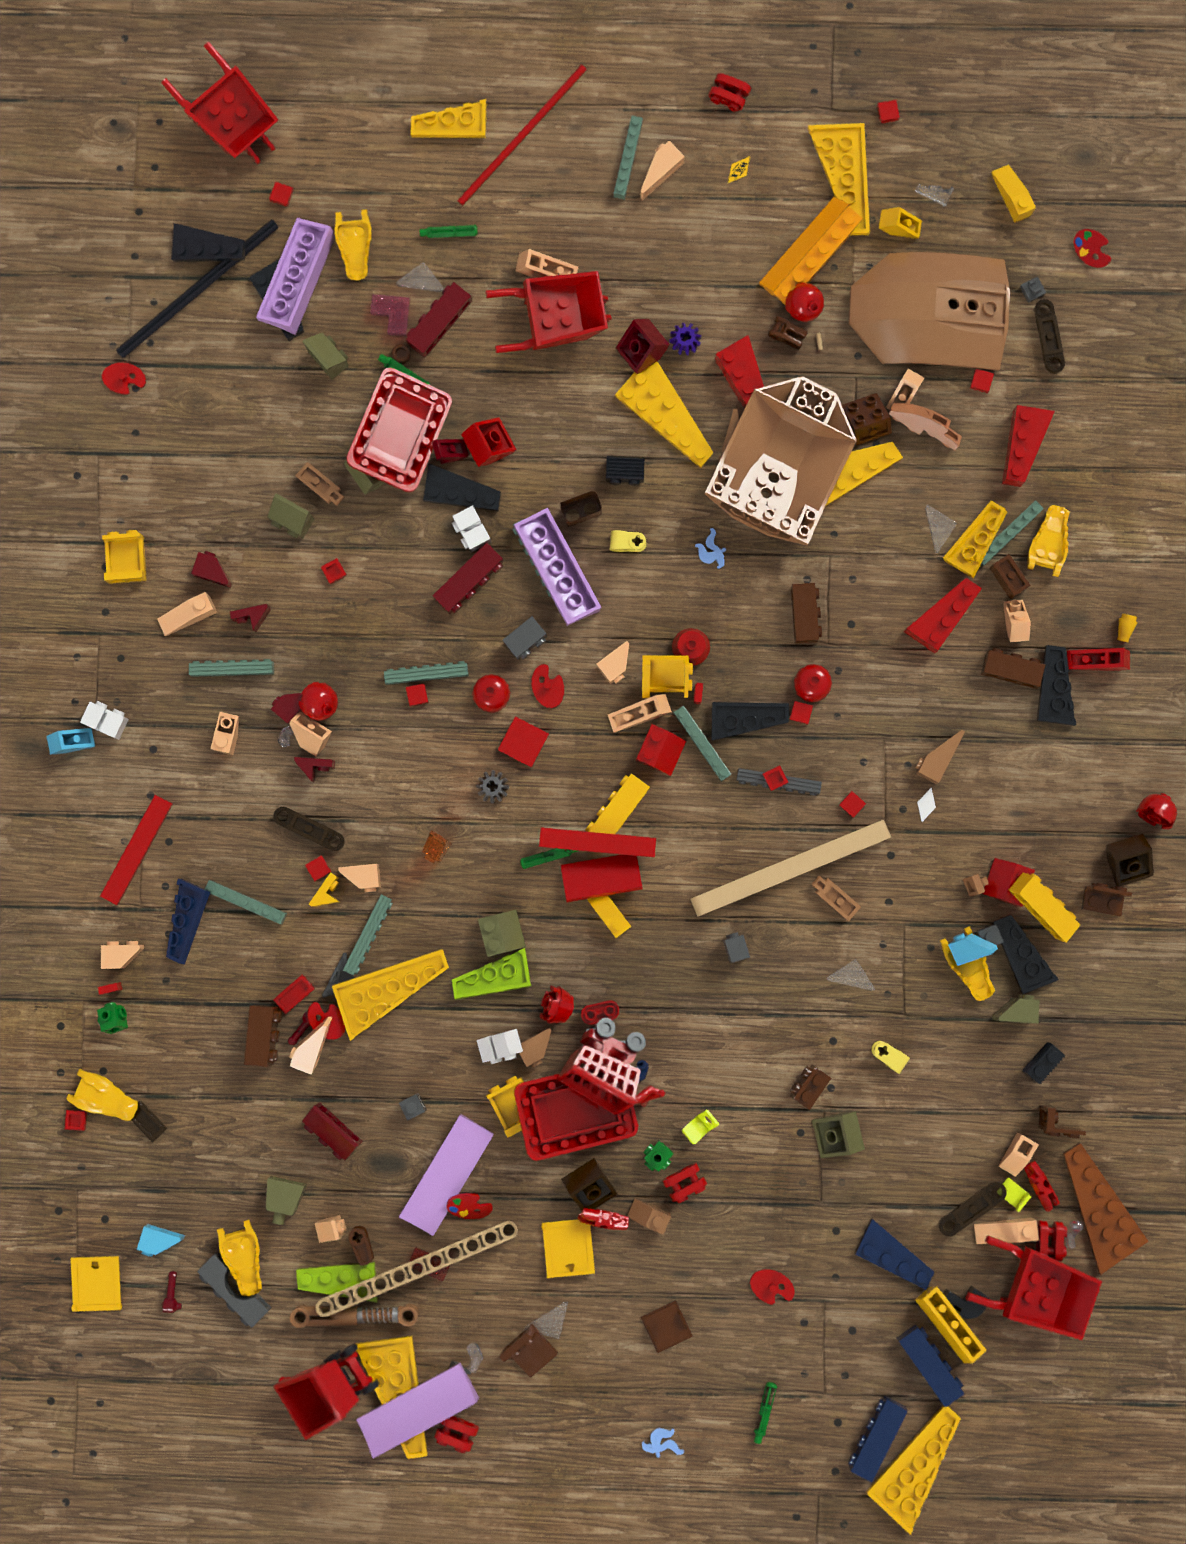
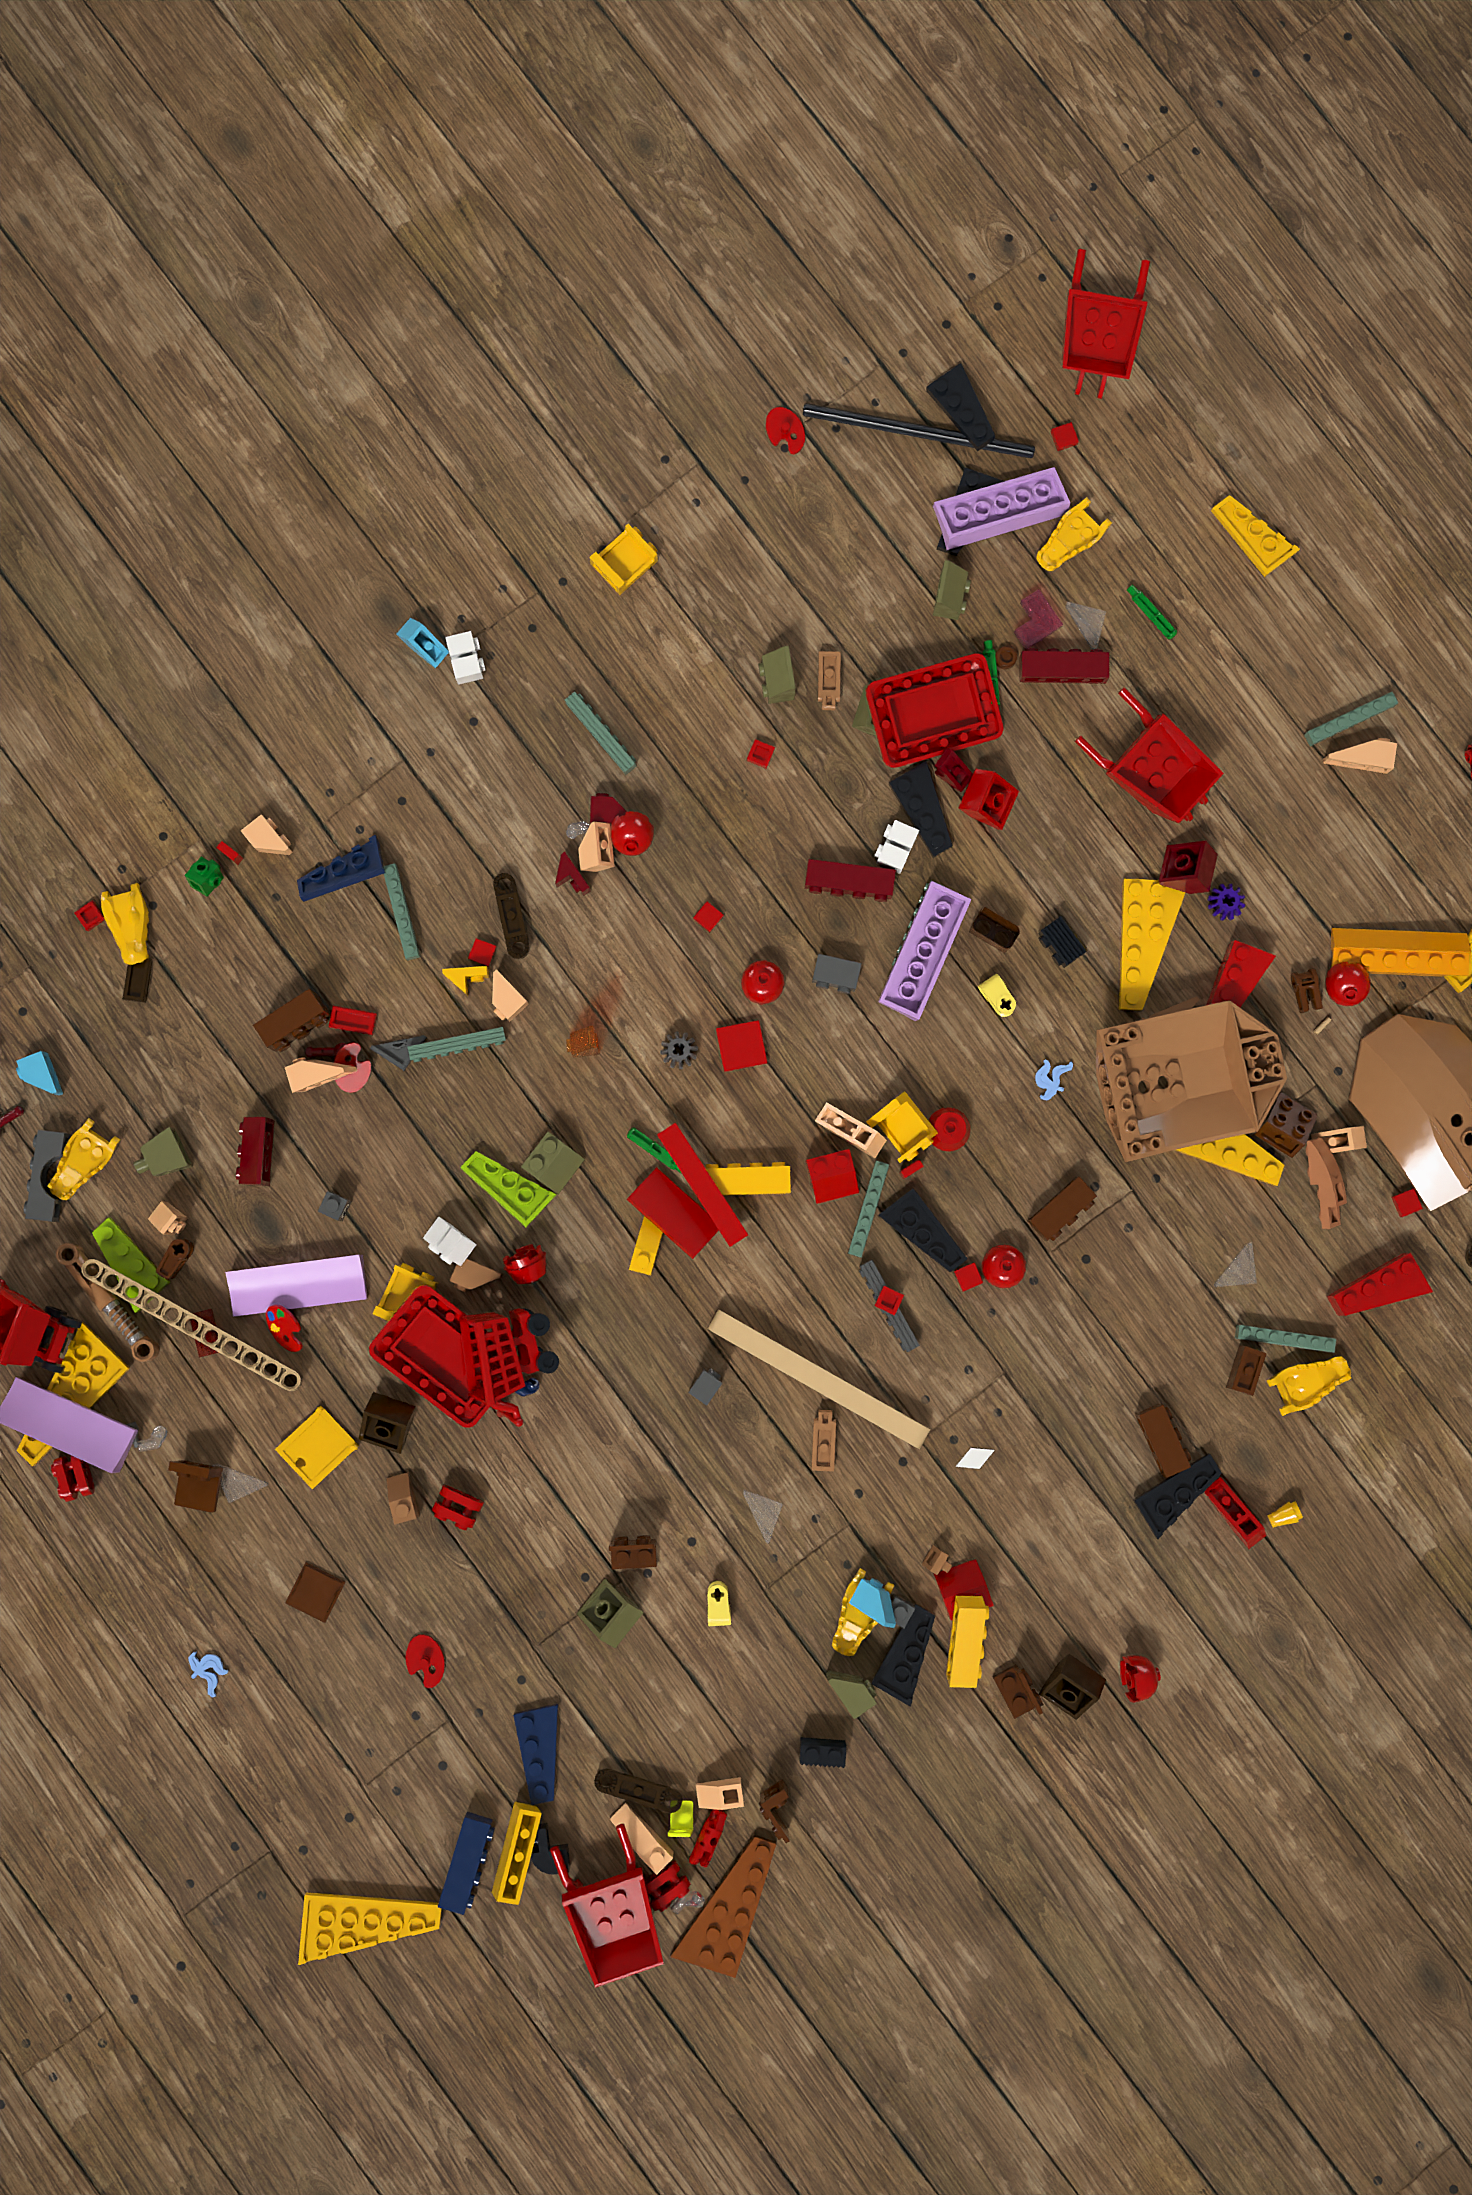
camera: 40 degrees right, 0 degrees up
(136, 850) = (371, 778): red tile -> none
(187, 614) = (618, 654): light nougat slope -> none
(210, 569) = (675, 643): dark red slope -> none
(226, 733) = (537, 774): light nougat slope -> none
(256, 614) = (666, 715): dark red slope -> none
(377, 993) = (409, 1093): yellow wing -> none
(426, 673) = (734, 909): sand green piece -> none
(521, 135) = (1293, 607): red piece -> none
(540, 265) = (1187, 717): light nougat slope -> none
(551, 691) = (806, 1034): red piece -> none
(594, 1012) = (552, 1307): red brick -> none
(604, 1219) = (367, 1459): red hinge -> none
(615, 664) = (877, 1072): light nougat slope -> none
(661, 1149) = (469, 1459): green brick -> none
(699, 1127) = (517, 1480): neon yellow bracket -> none
(738, 169) = (1421, 827): yellow sticker -> none
(765, 1411) = (306, 1743): green piece -> none
(852, 804) = (921, 1389): red tile -> none
(877, 1439) = (362, 1866): dark blue brick -> none
(935, 763) = (1020, 1436): medium nougat slope -> none
(940, 620) = (1154, 1337): red wedge -> none
(975, 541) = (1254, 1313): yellow wing -> none
(1017, 621) = (1210, 1409): light nougat slope -> none

